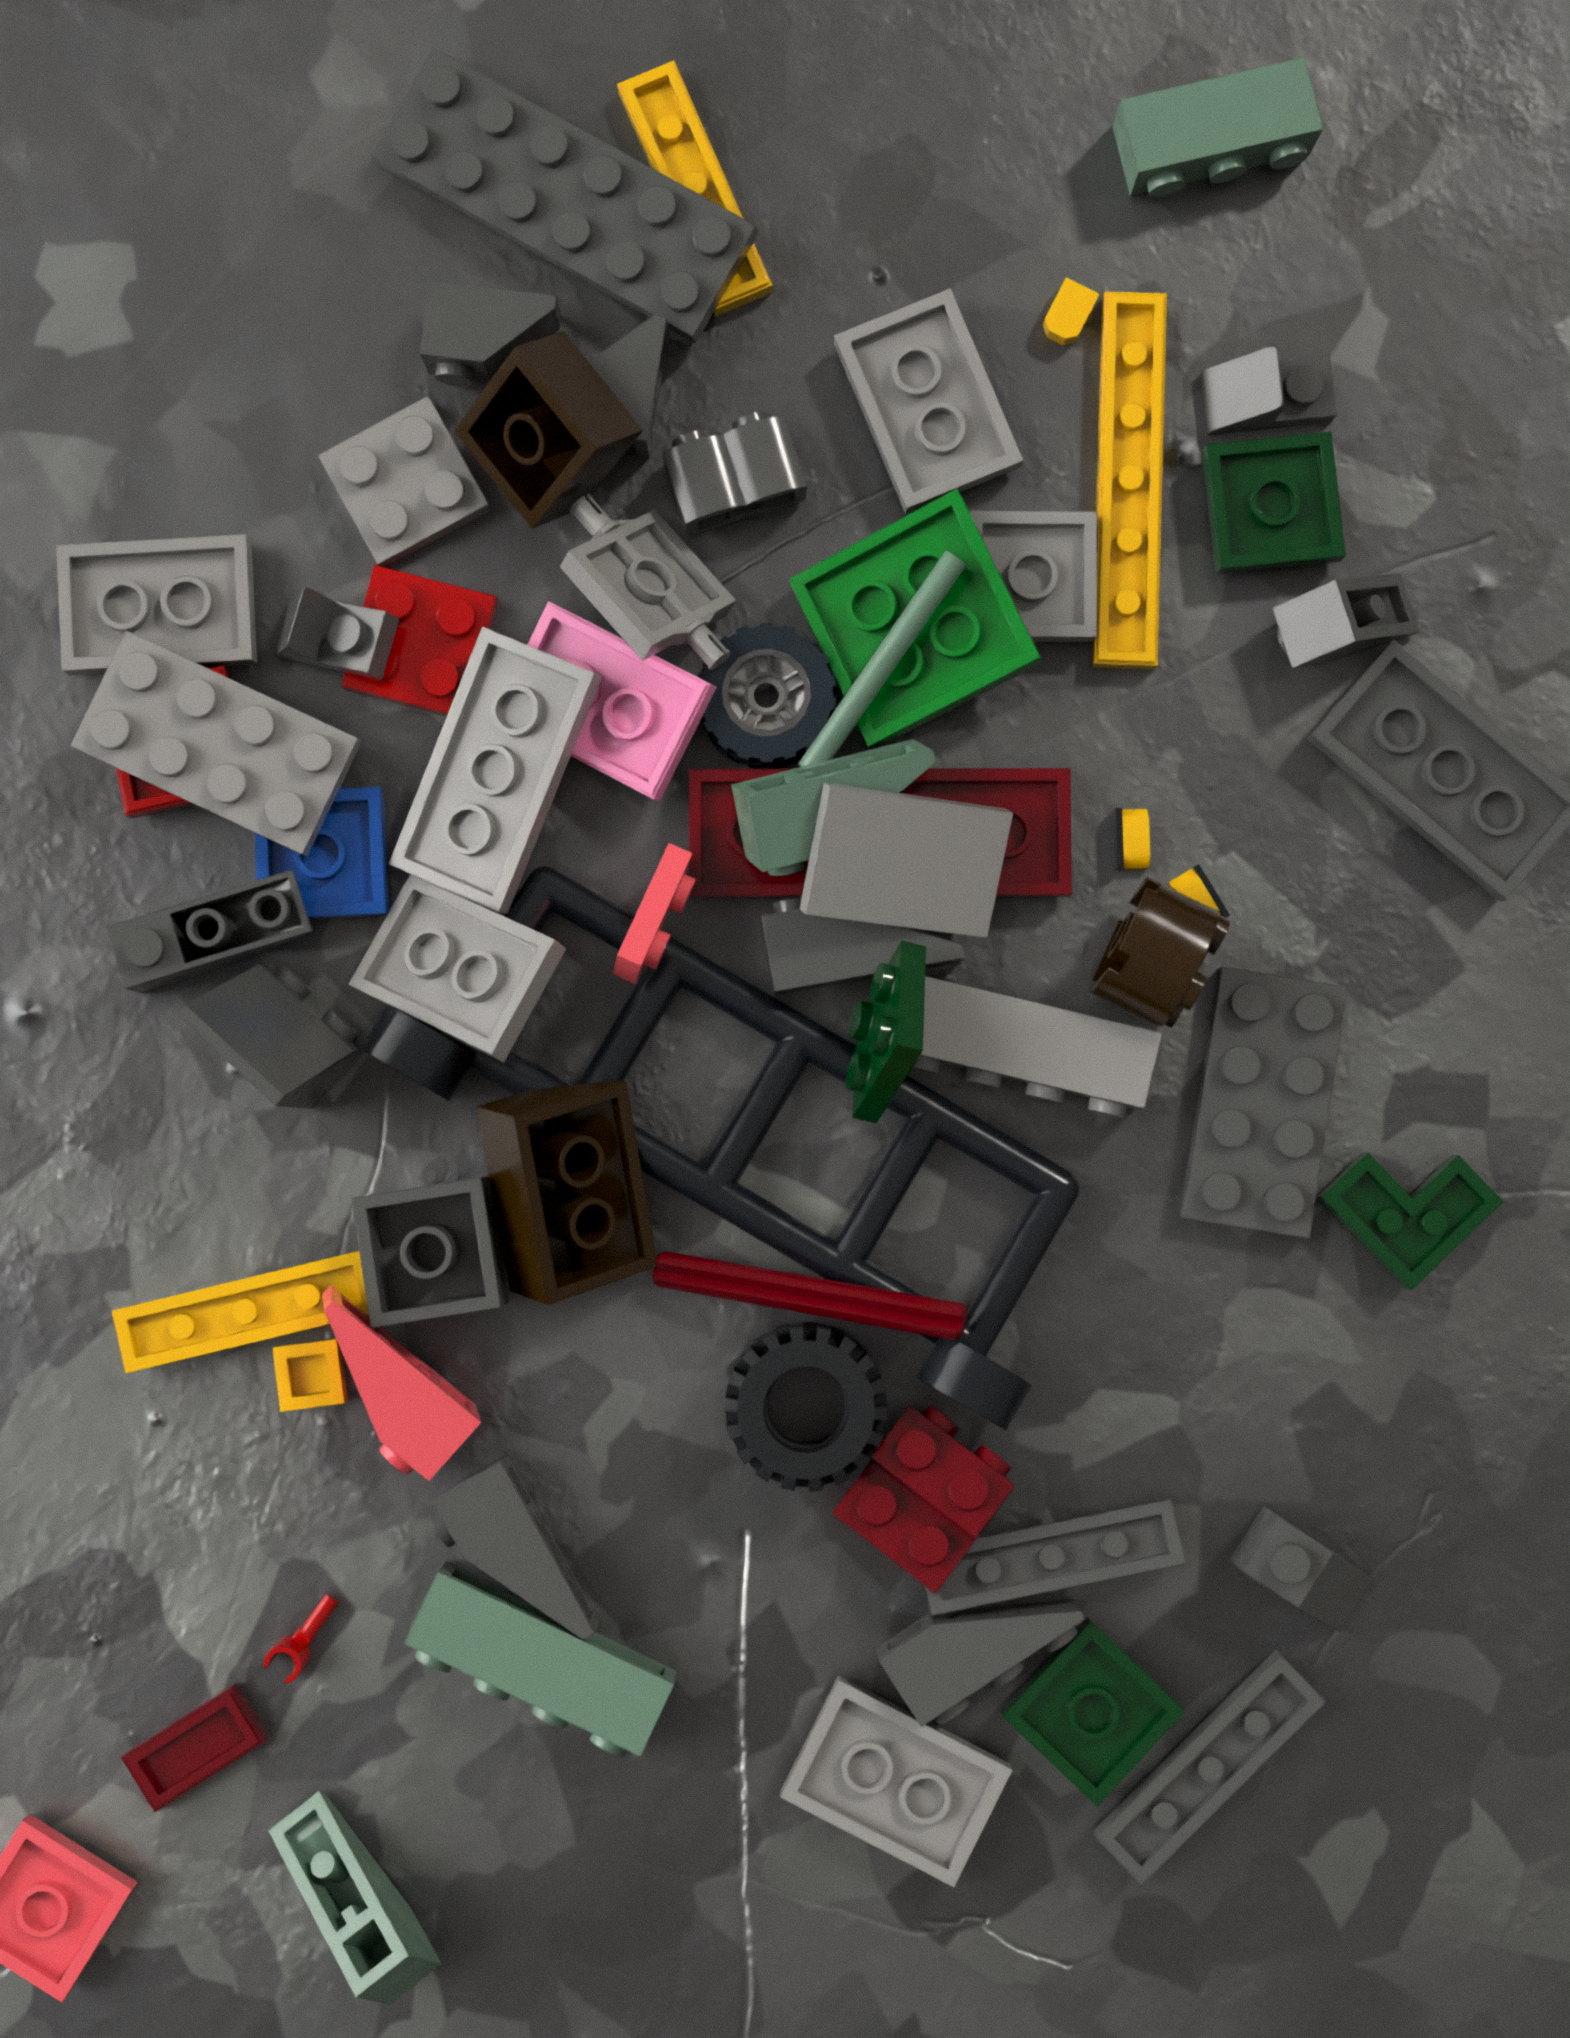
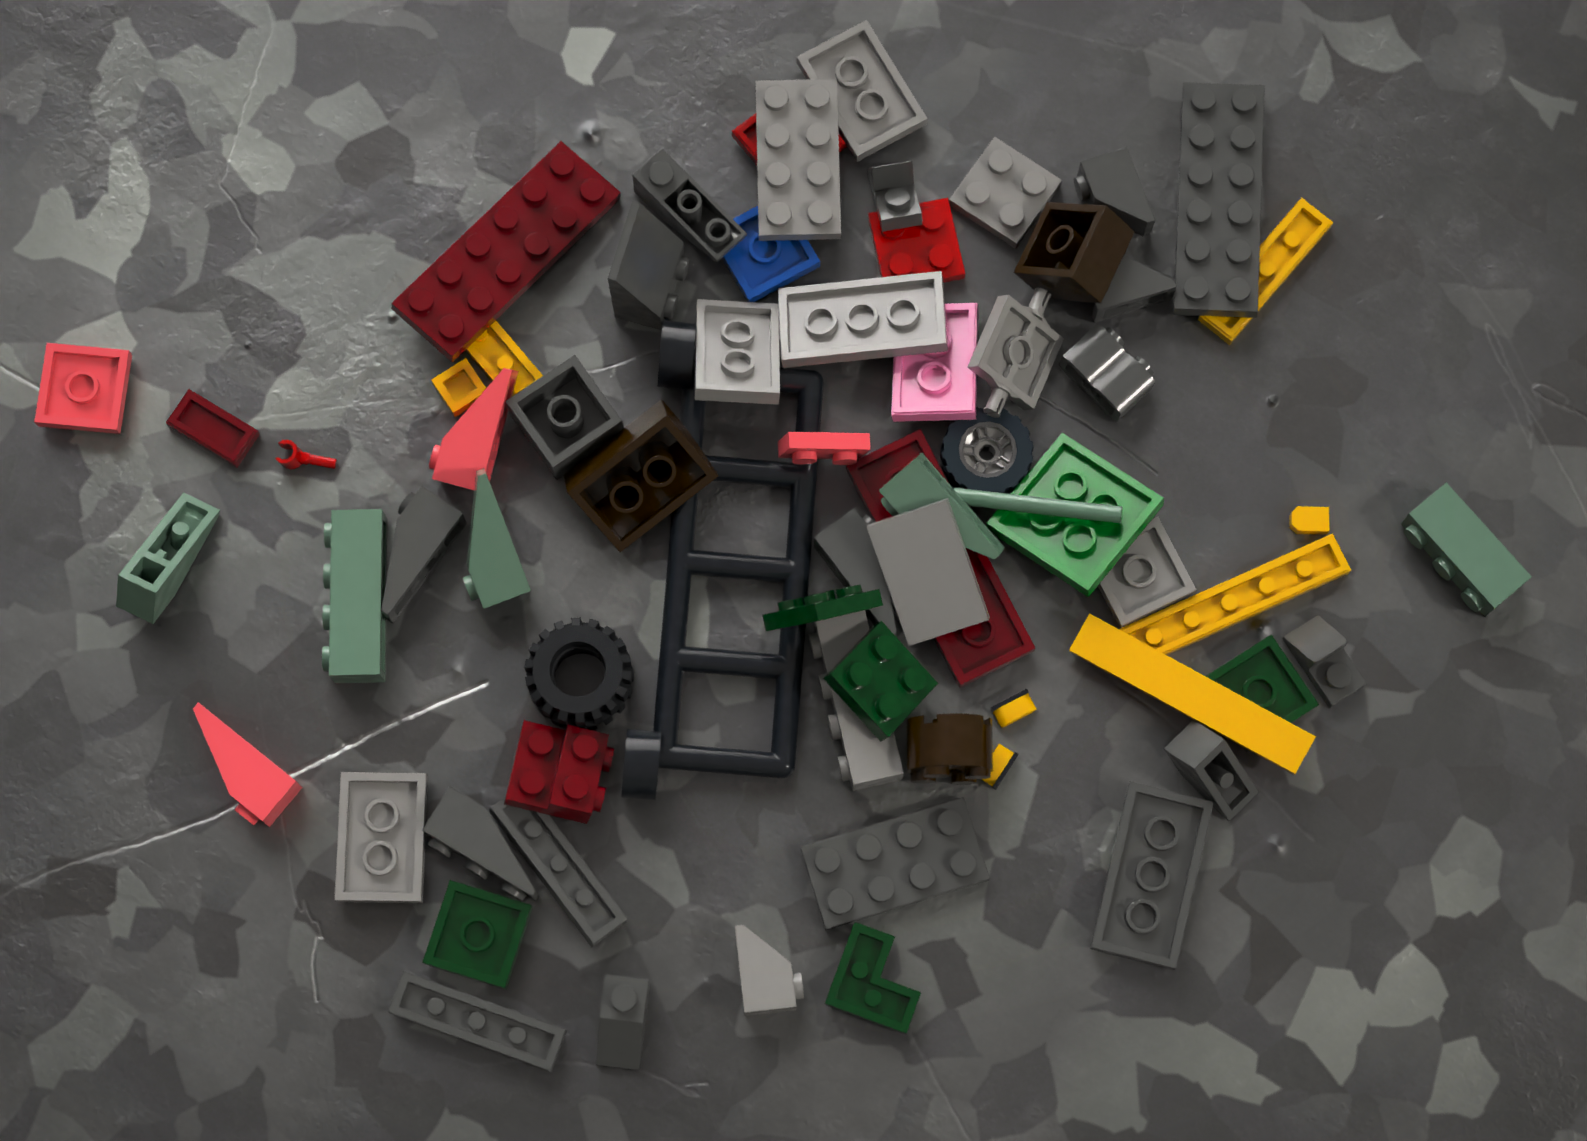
camera: 65 degrees right, 10 degrees down
(144, 1218) = (506, 251): none -> dark red plate
(588, 1448) = (491, 557): none -> sand green slope
(713, 1927) = (248, 774): none -> coral slope
(810, 1295) = (646, 645): dark red axle -> none
(928, 400) = (1211, 462): light grey plate -> none
(1024, 1001) = (880, 681): none -> dark green plate
(1238, 591) = (1192, 694): none -> yellow tile
(1338, 1351) = (765, 976): none -> light grey slope

